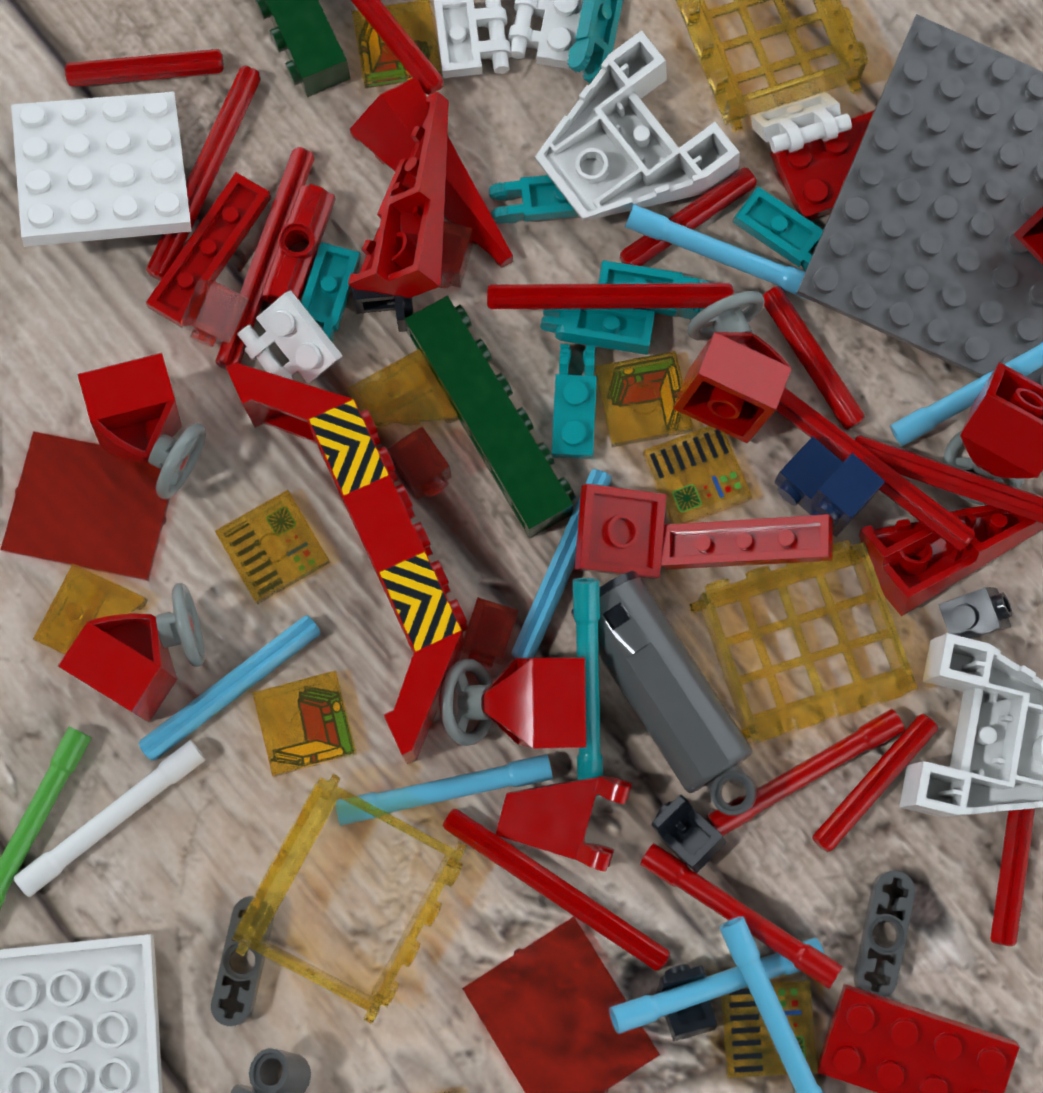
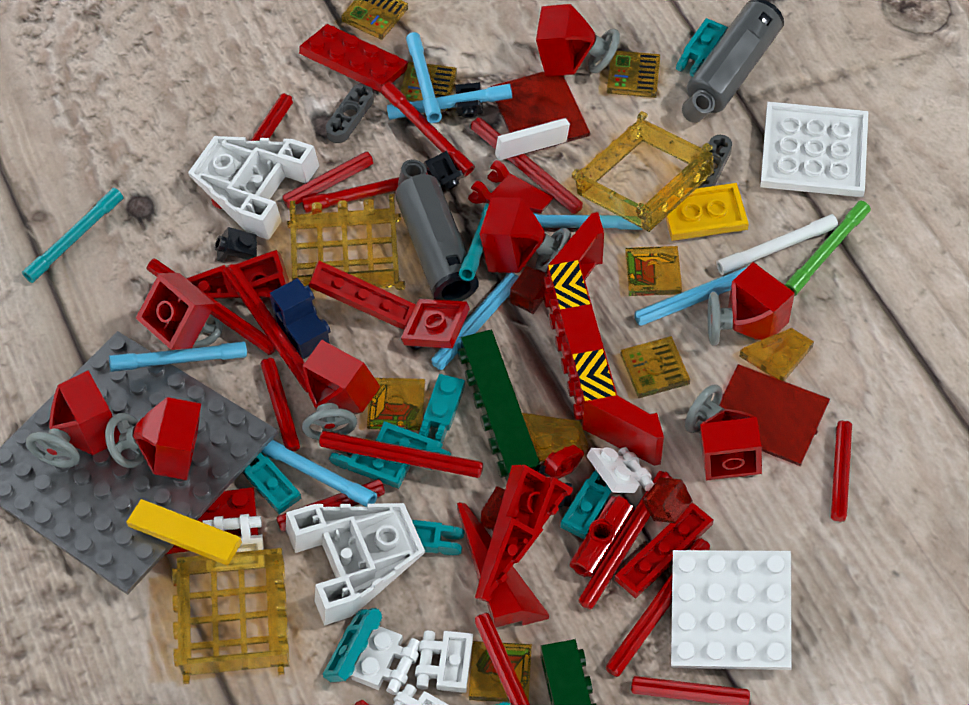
camera: 165 degrees left, 20 degrees down
(230, 853) = (708, 213): none -> yellow plate
(377, 325) = (563, 461): none -> red plate
(420, 463) = (550, 388): clear red brick -> none
(552, 925) = (532, 139): none -> white tile
(697, 475) = (379, 350): clear yellow tile -> none
(870, 95) = (184, 532): none -> yellow tile
(950, 196) = (161, 437): none -> red piece

